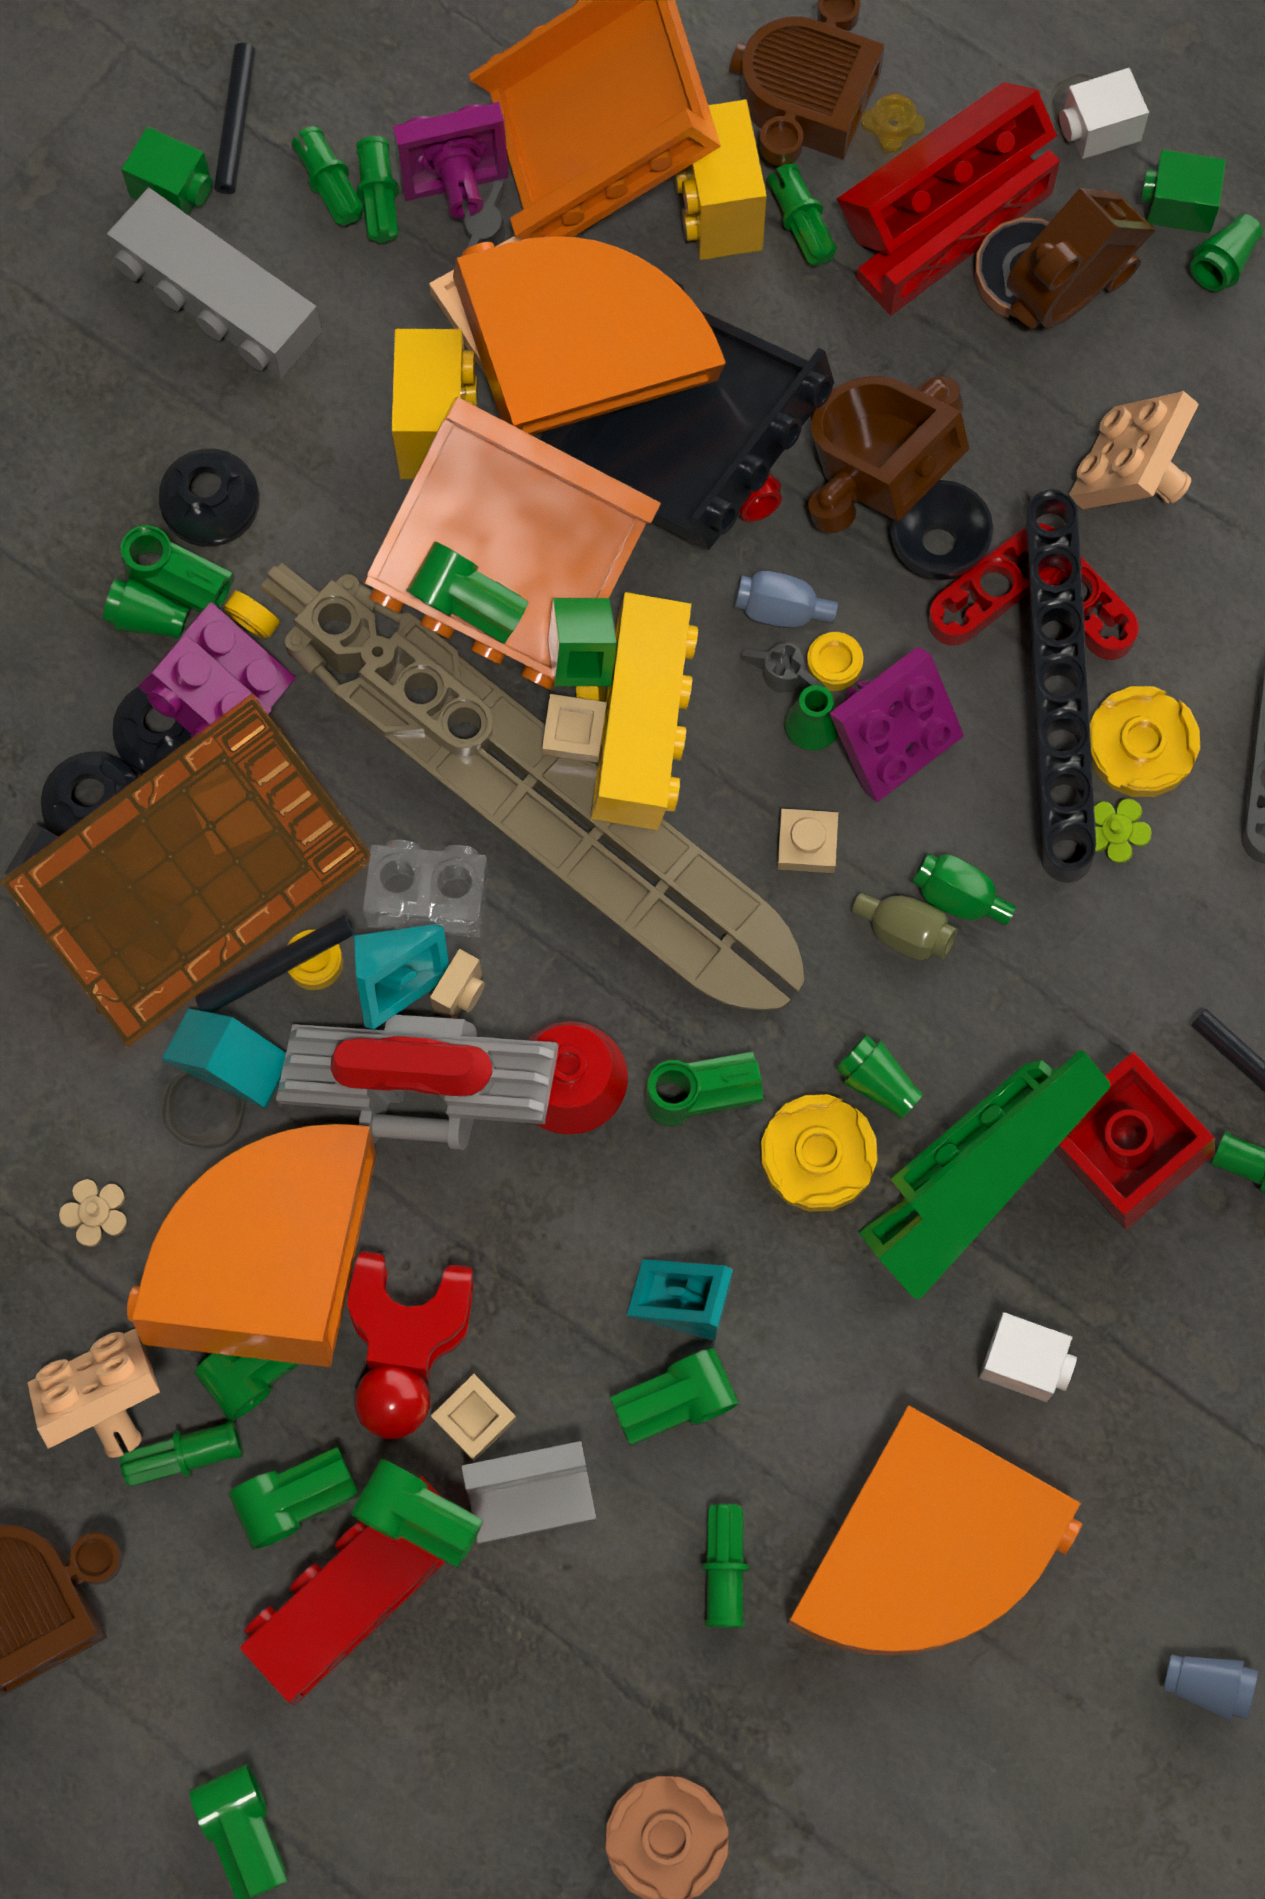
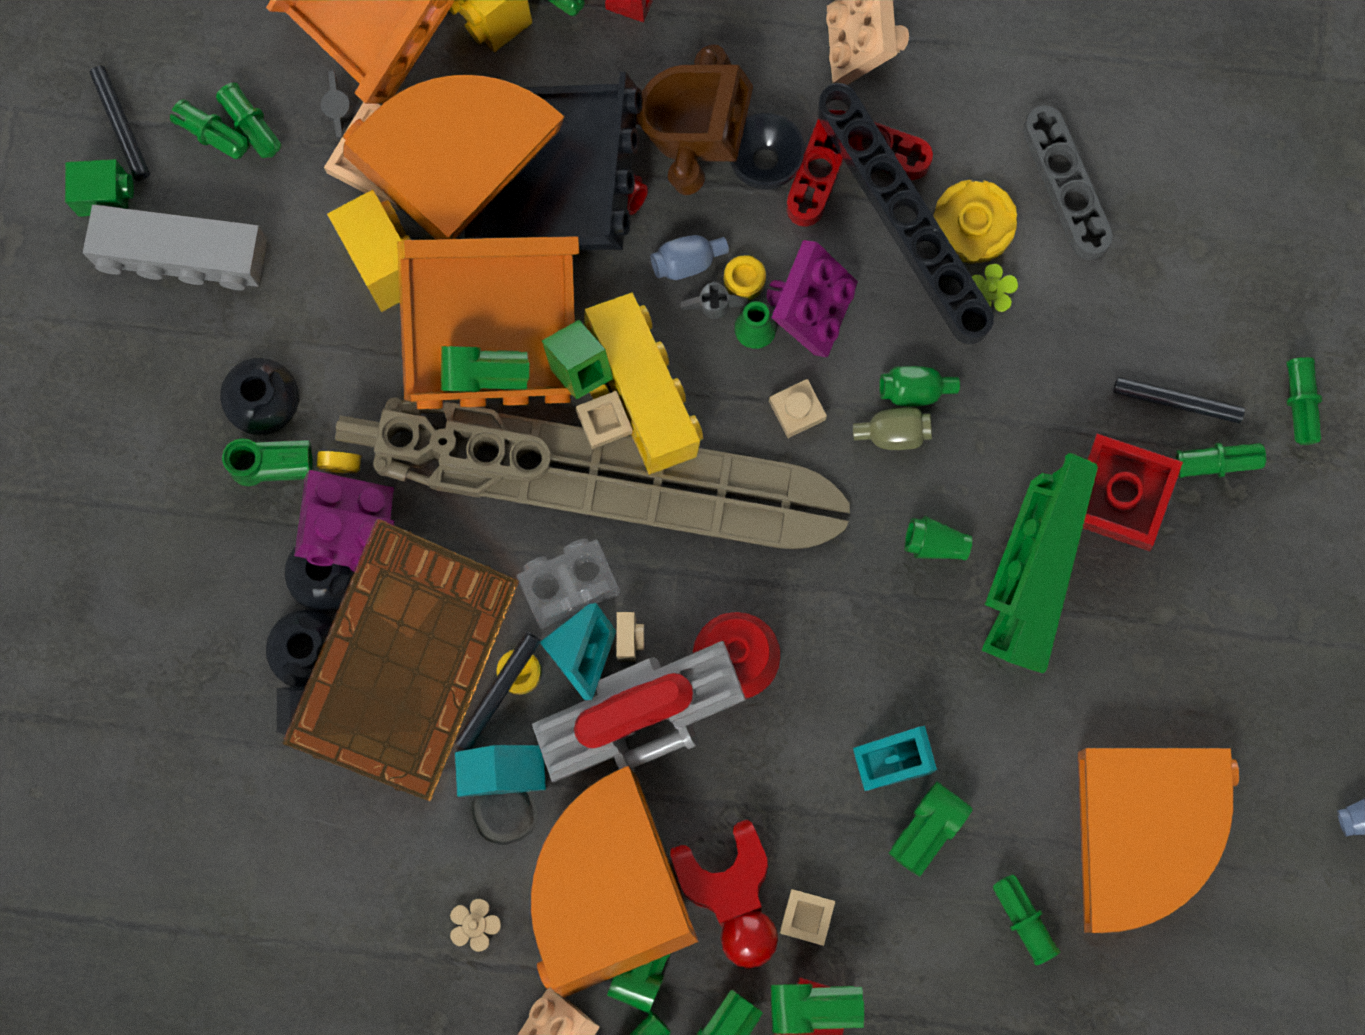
camera: 25 degrees left, 5 degrees up
(142, 610) = (262, 499): green cone -> none
(452, 155) = (289, 70): magenta plate -> none
(530, 1492) = (872, 944): light grey panel -> none
(709, 1087) = (830, 610): green piece -> none
(818, 1153) = (925, 612): yellow tile -> none
(1028, 1358) = (1139, 671): white brick -> none

